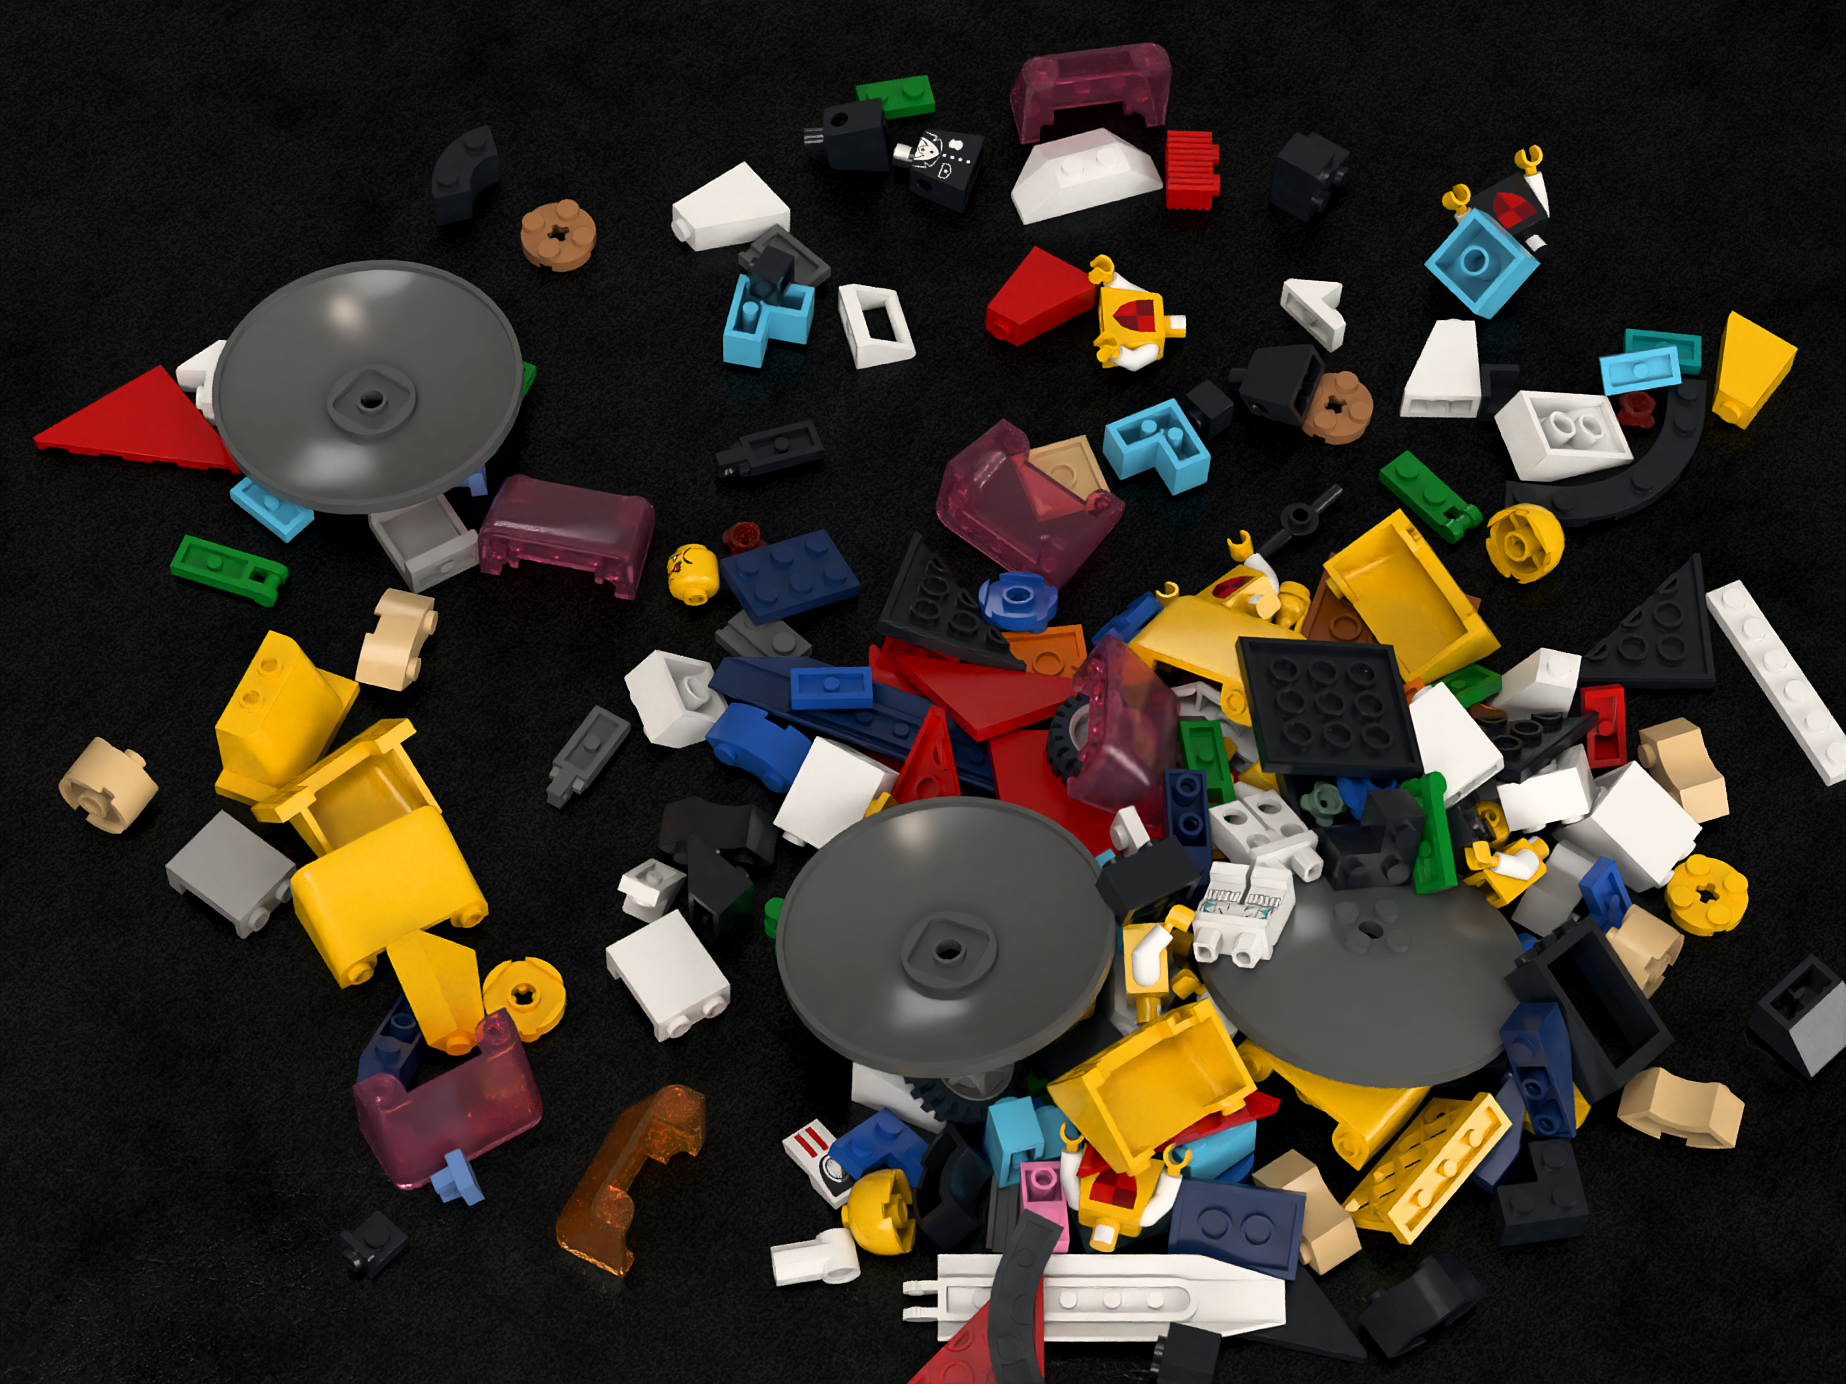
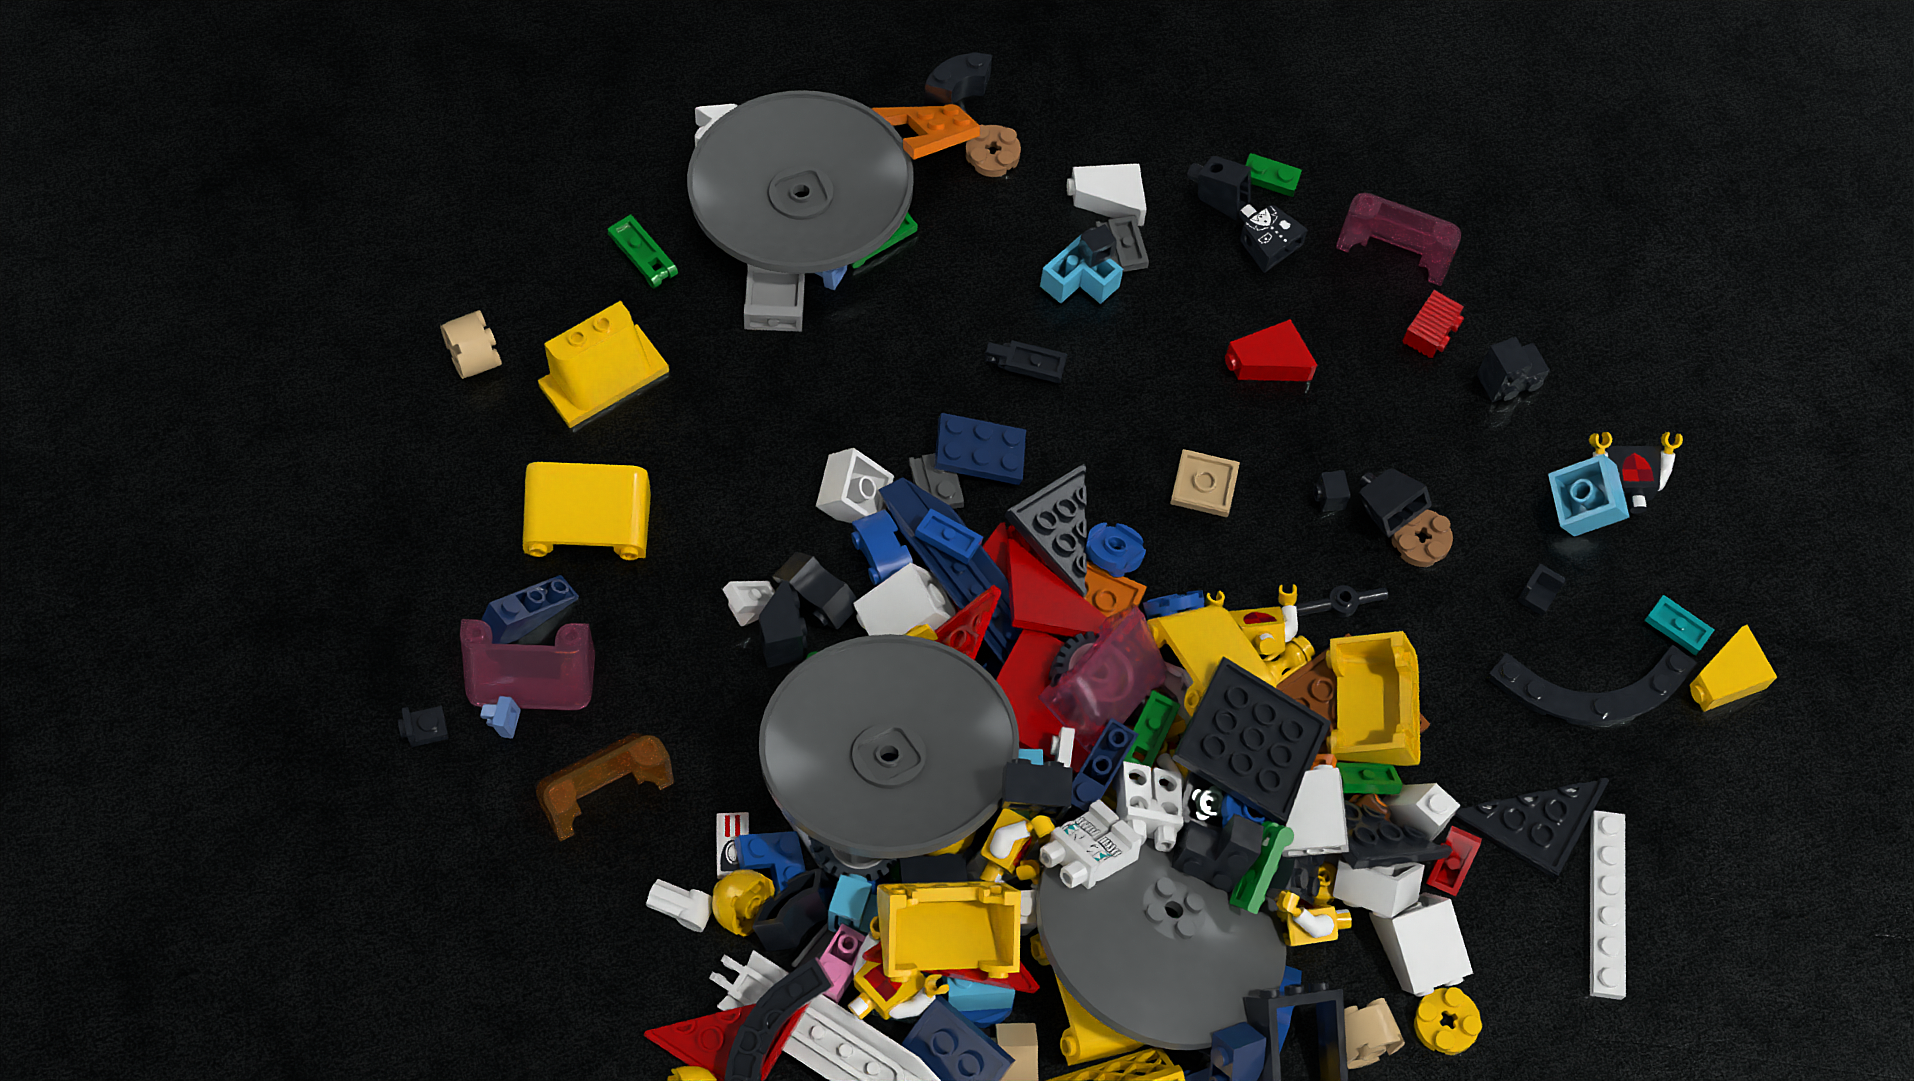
camera: 30 degrees right, 5 degrees up
(142, 424) = (655, 130): red tile -> none
(233, 873) = (505, 441): light grey panel -> none
(274, 513) = (694, 235): medium azure plate -> none
(351, 790) = (608, 431): yellow windscreen -> none
(392, 652) = (699, 358): tan brick -> none
(441, 988) = (573, 586): yellow slope -> none
(484, 238) = (936, 126): none -> orange wing
(521, 977) = (624, 641): yellow plate -> none
(569, 530) = (861, 341): clear pink windscreen -> none
(585, 754) = (772, 490): dark grey hinge -> none
(669, 975) = (720, 663): white panel -> none
(693, 574) = (920, 412): yellow head -> none
(743, 532) = (971, 402): clear red plate -> none
(866, 350) = (1140, 333): white tile -> none
(1020, 512) = (1159, 487): clear pink windscreen -> none
(1081, 175) = (1359, 289): white wedge -> none
(1130, 320) = (1321, 403): torso -> none
(1161, 440) = (1283, 492): medium azure brick -> none
(1314, 308) = (1454, 461): white slope -> none
(1429, 497) = (1445, 634): green plate -> none
(1445, 374) = (1512, 555): white slope -> none
(1525, 542) = (1488, 702): yellow cylinder -> none
(1557, 892) = (1346, 957): light grey brick -> none
(1561, 435) = (1567, 643): white slope -> none
(1605, 894) = (1368, 981): blue plate -> none
(1640, 370) = (1652, 629): medium azure plate -> none
(1640, 402) = (1638, 649): clear red plate -> none
(1683, 768) = (1489, 924): tan brick -> none

